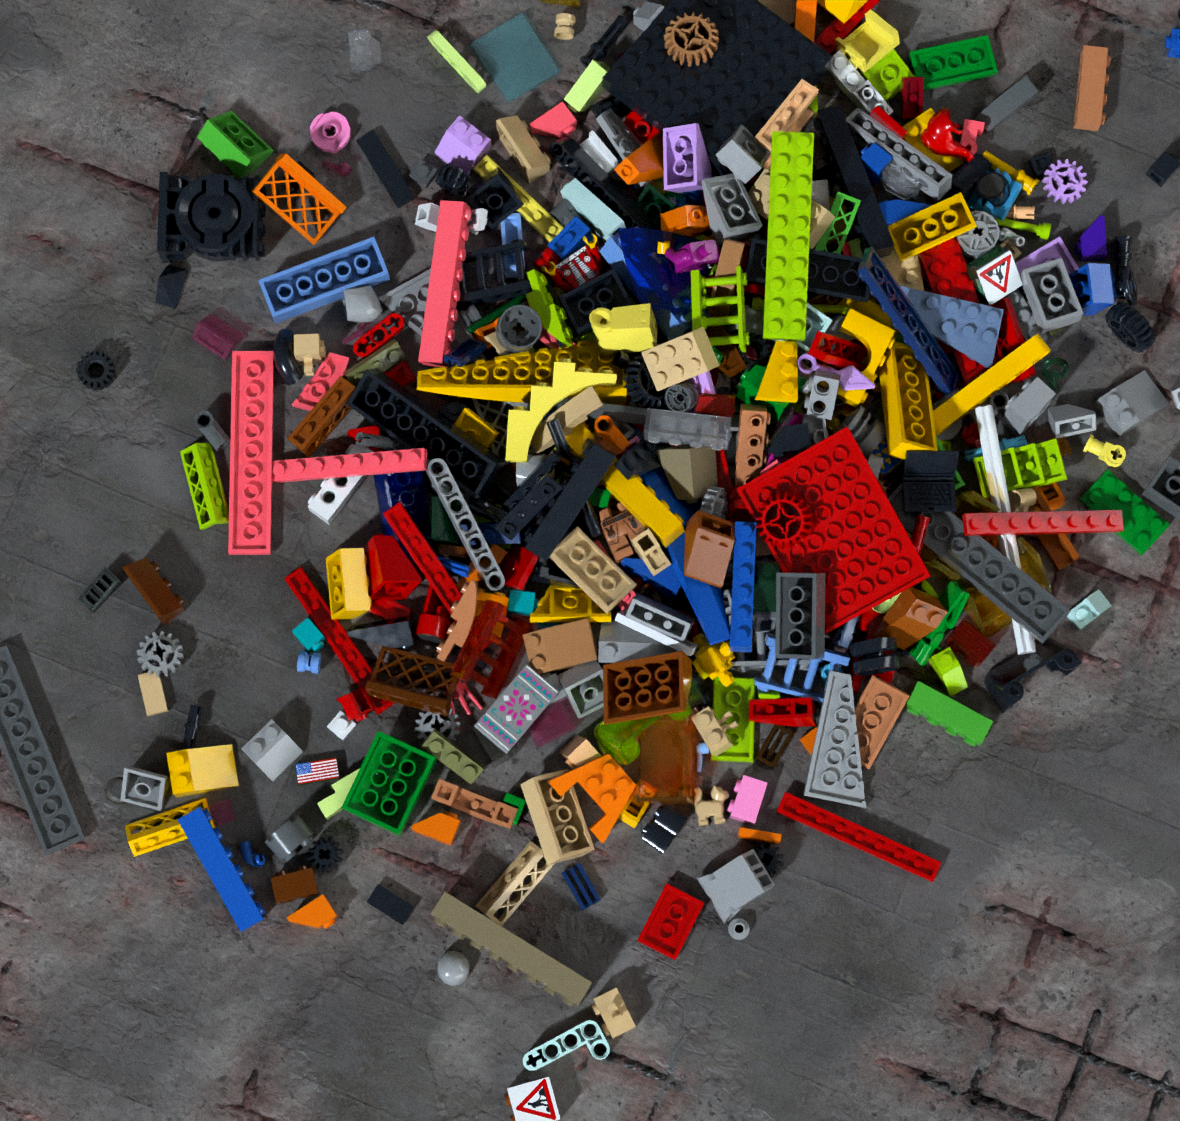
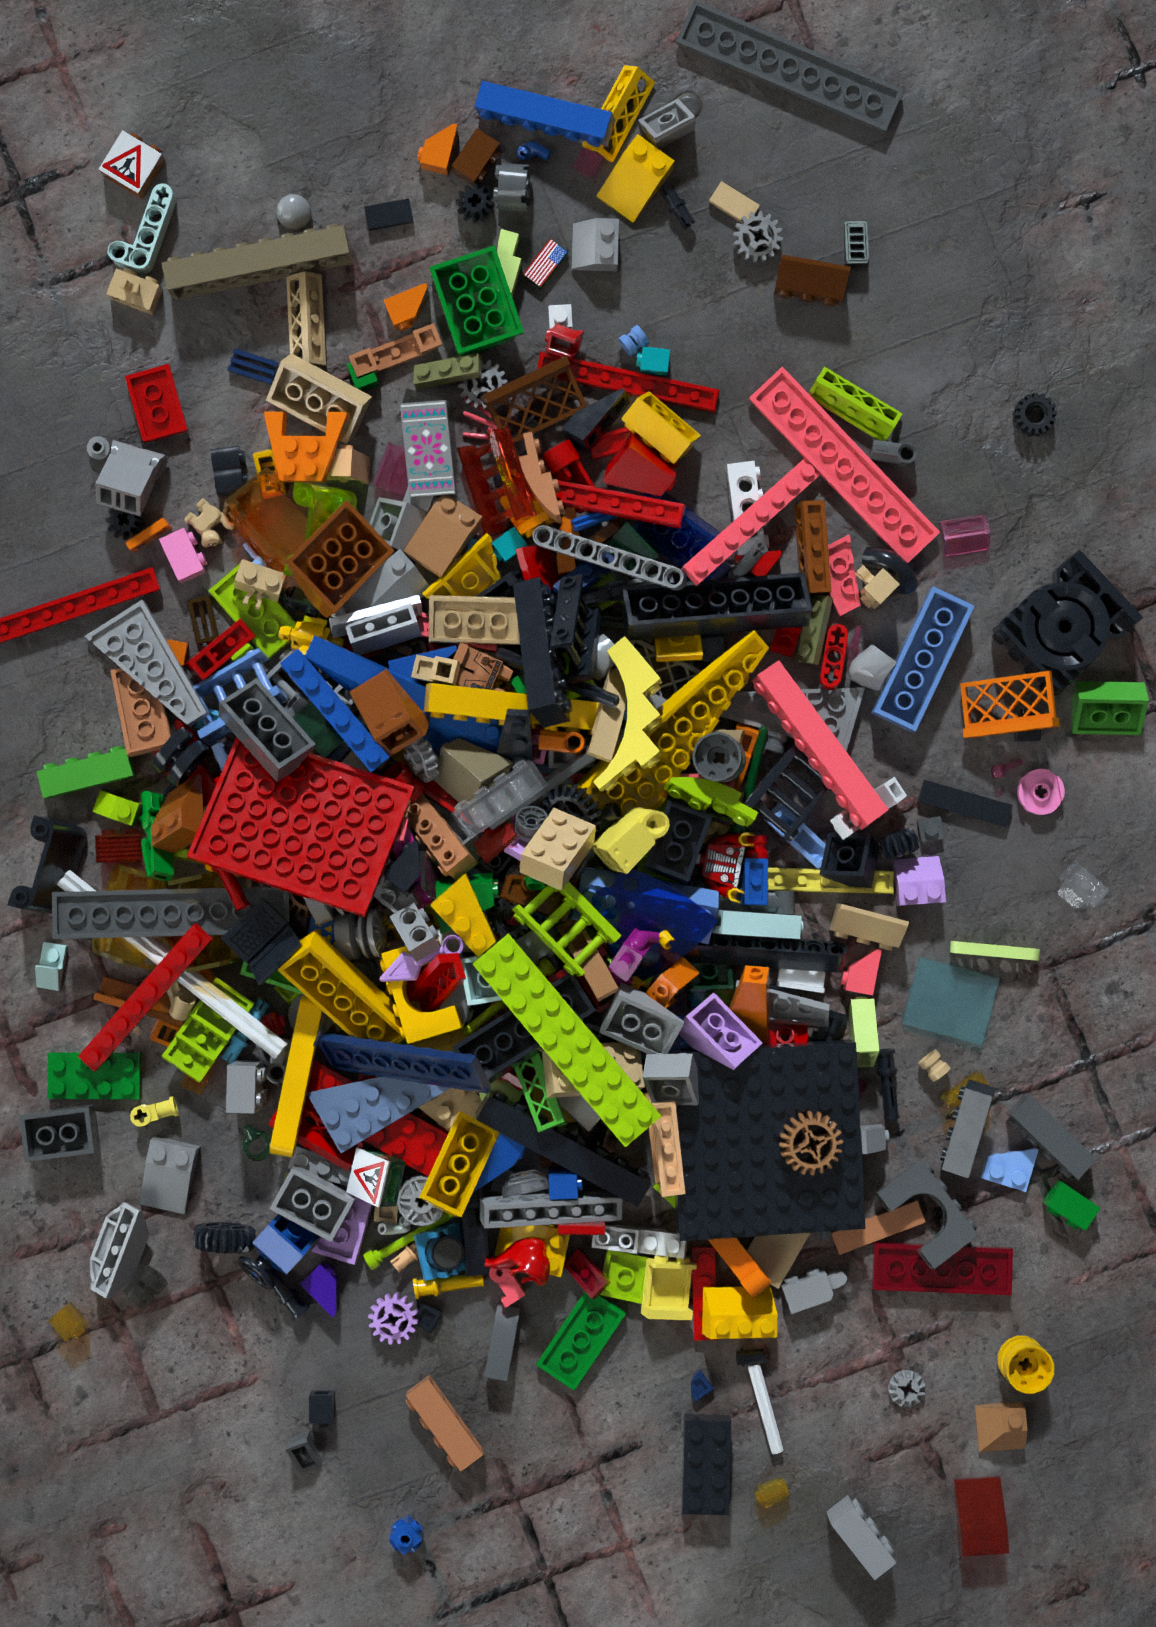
camera: 135 degrees right, 10 degrees up
(170, 286) = (1044, 541): black slope -> none
(465, 352) = (744, 703): dark blue tile -> none
(787, 529) = (339, 808): red gear -> none
(1071, 420) = (203, 1111): light grey slope -> none

